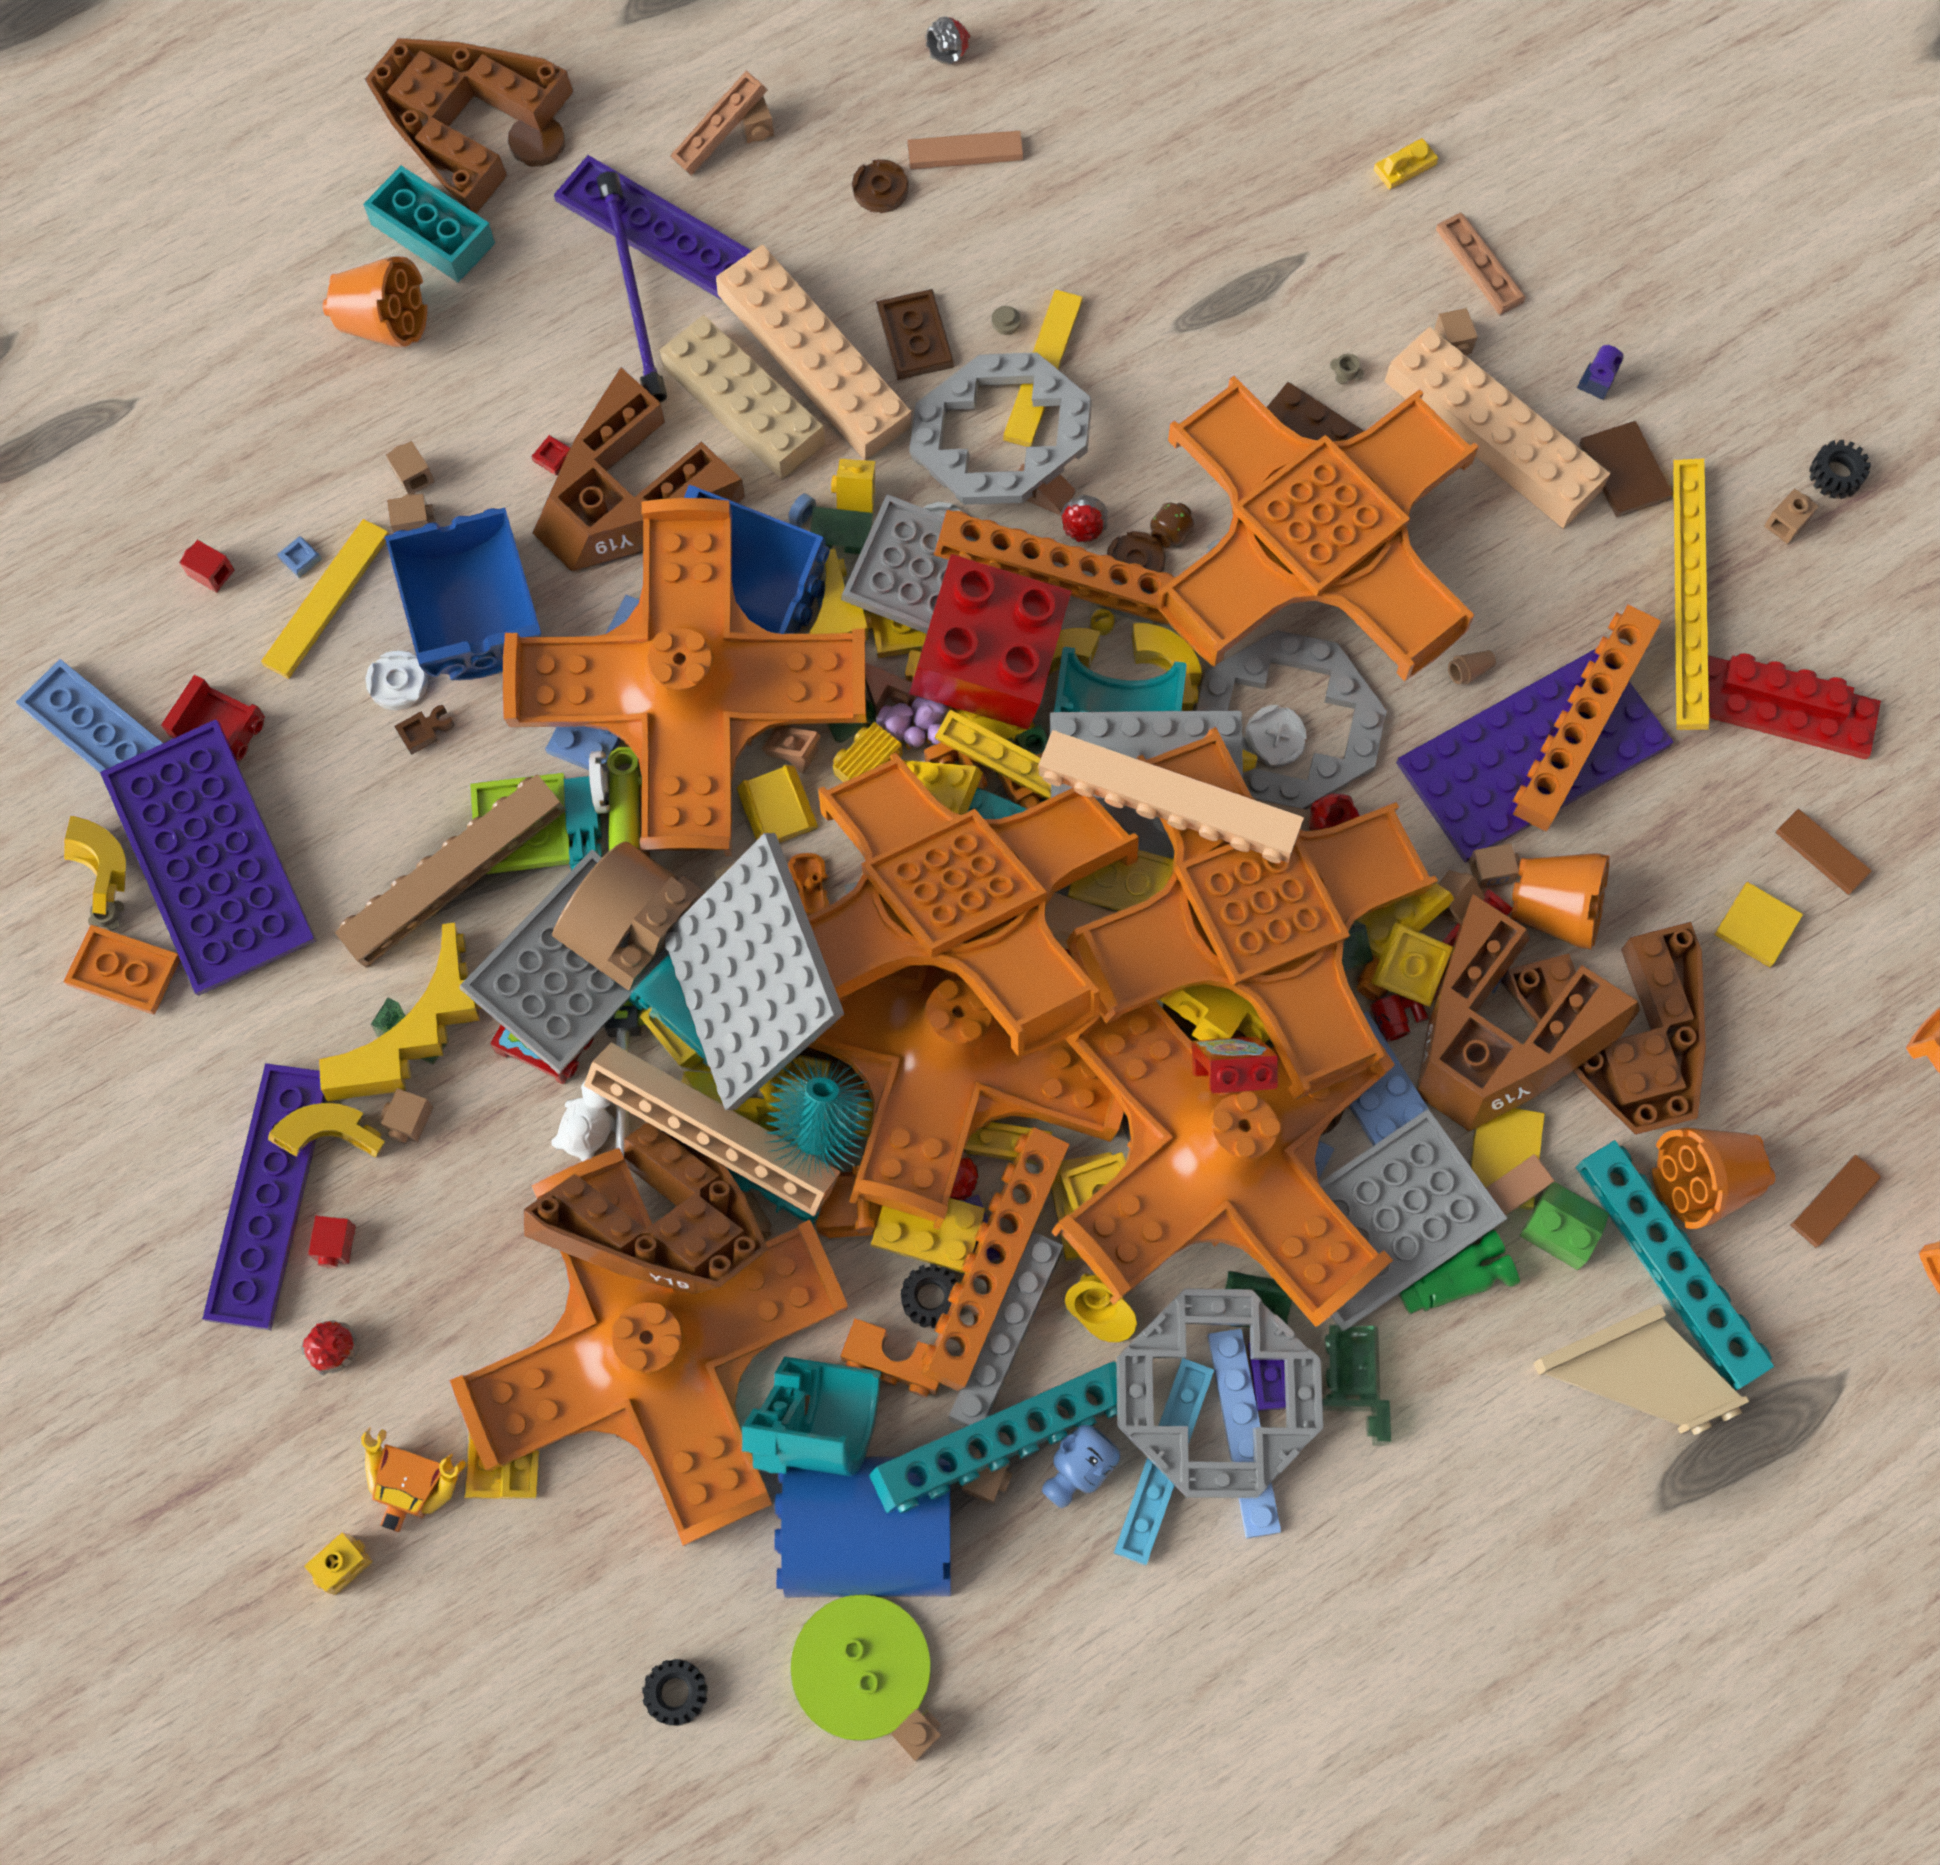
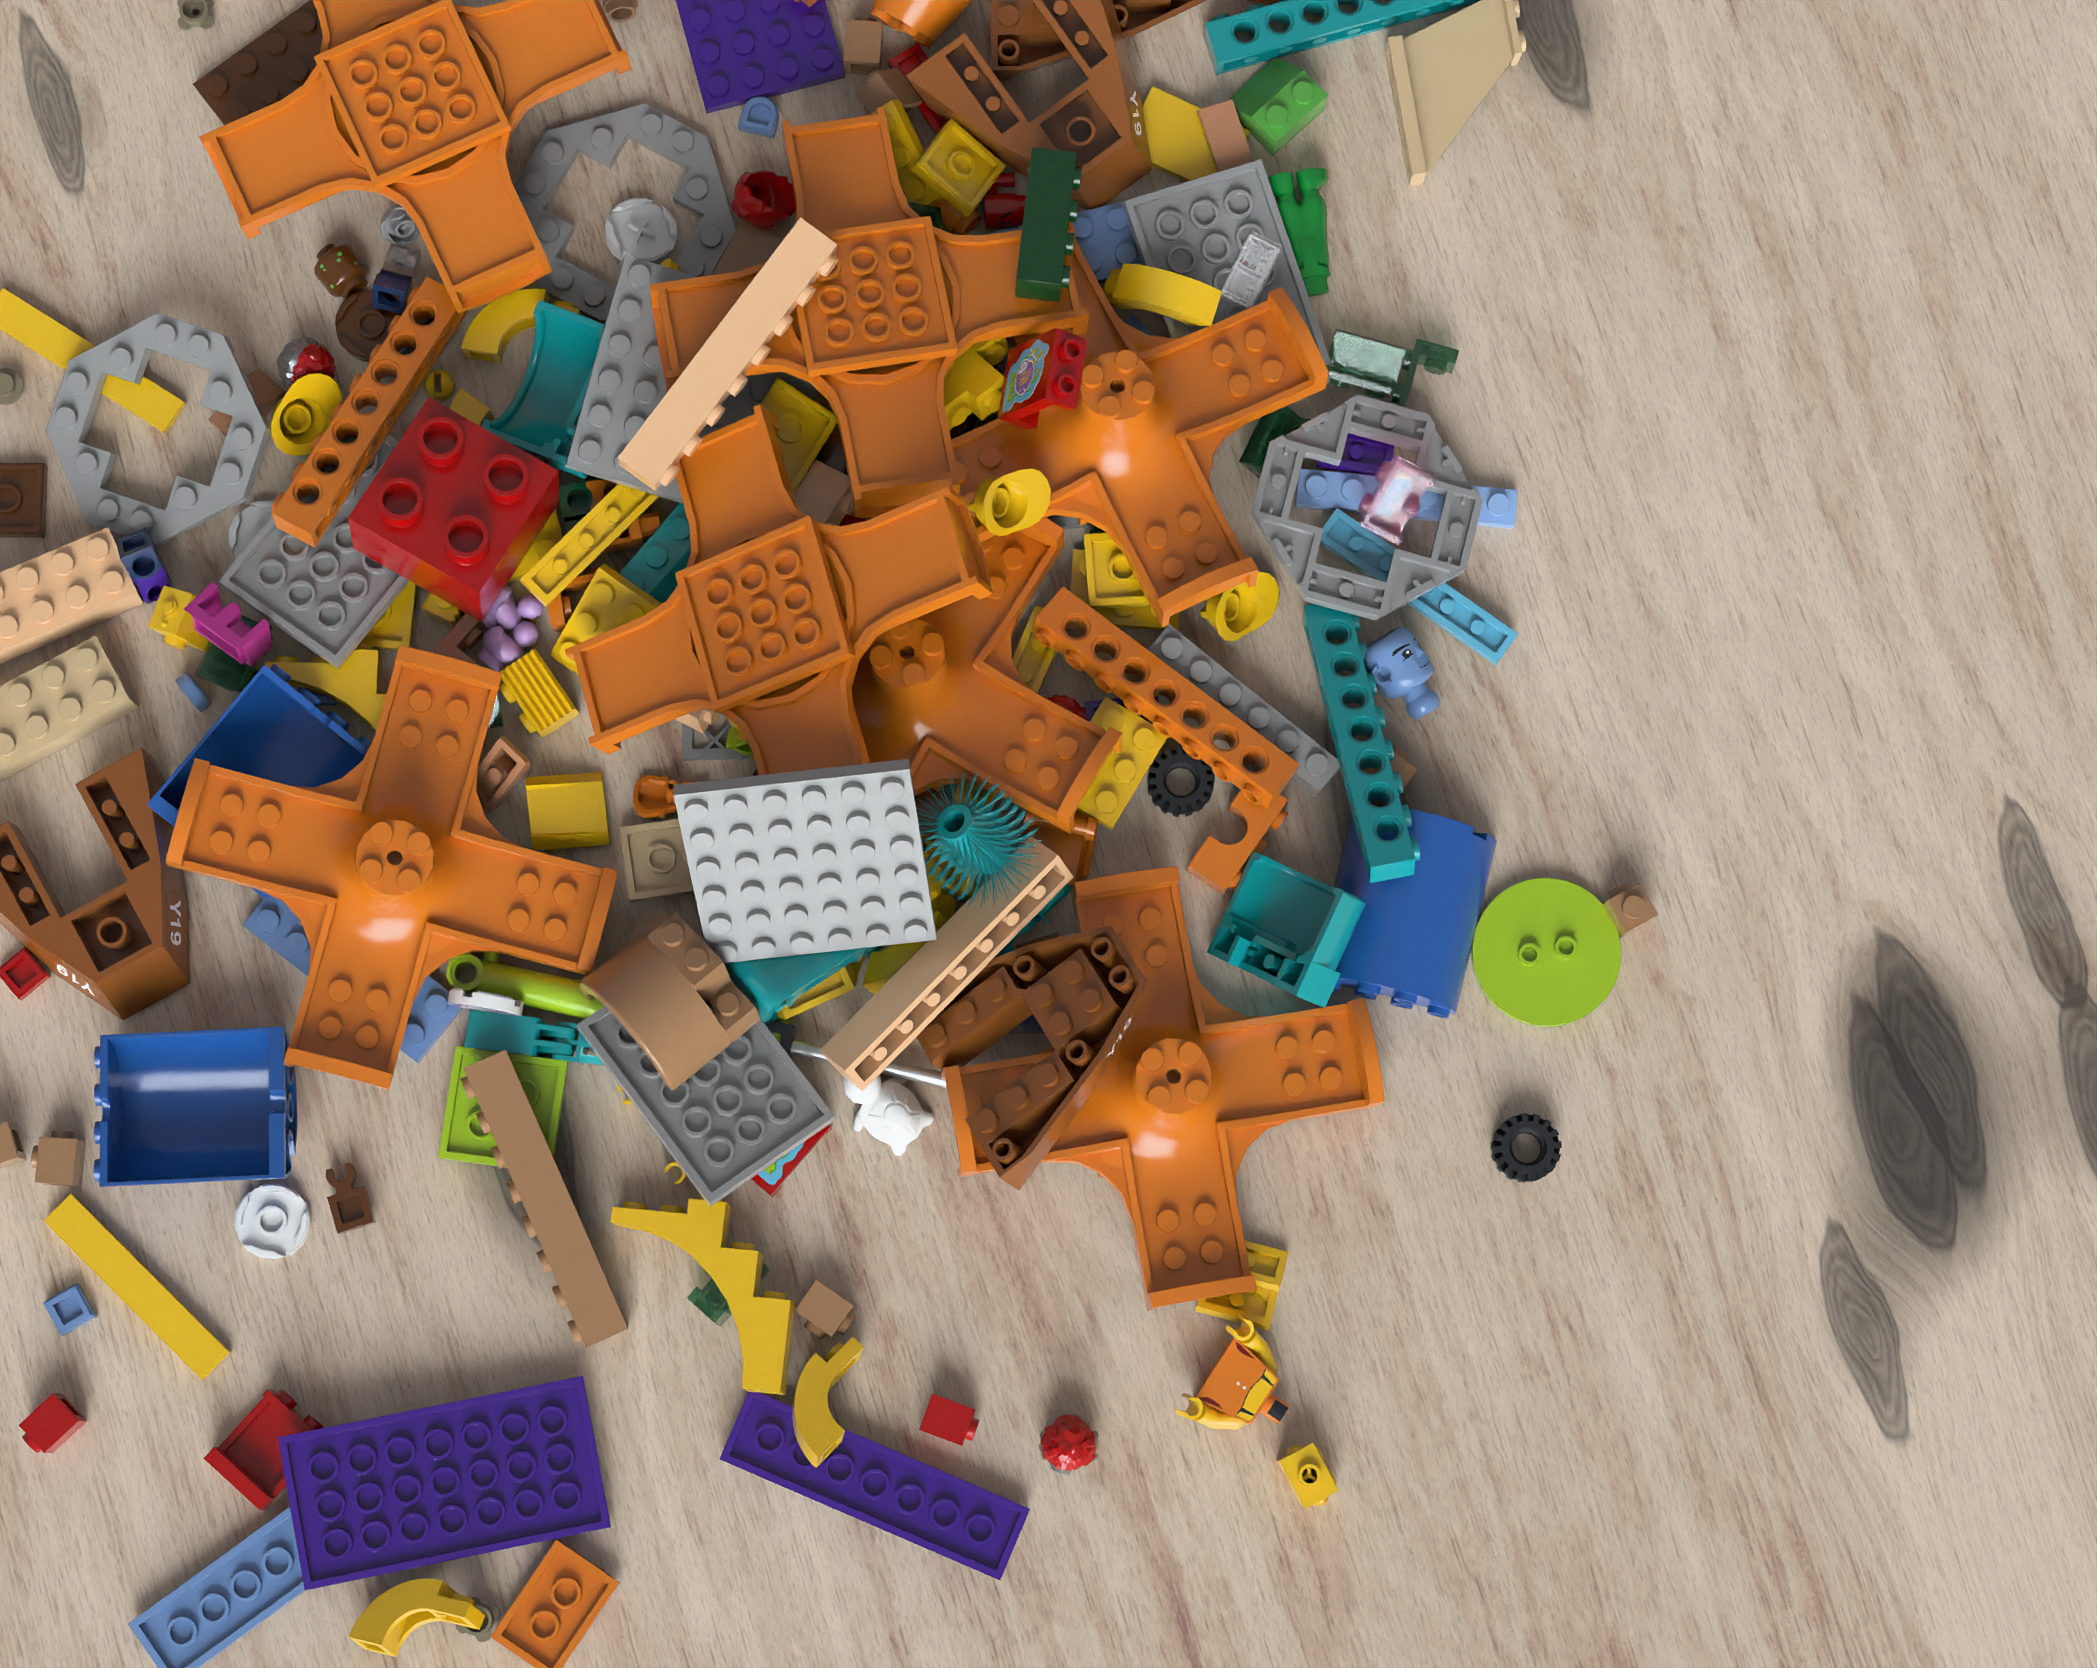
camera: 80 degrees left, 10 degrees up
(852, 510) = (226, 630): none -> dark pink window
(890, 446) = (144, 564): none -> dark blue leg
(1046, 520) = (304, 413): none -> yellow piece
(1121, 1071) = (1012, 501): none -> yellow piece
(1172, 559) = (396, 277): none -> leg
(1232, 1414) = (1394, 498): none -> clear pink window
(1354, 1162) = (1162, 293): none -> yellow arch
(1373, 1033) = (1045, 225): none -> dark green brick
(1402, 1234) = (1250, 270): none -> clear tile
(1409, 802) = (759, 117): none -> medium blue tile

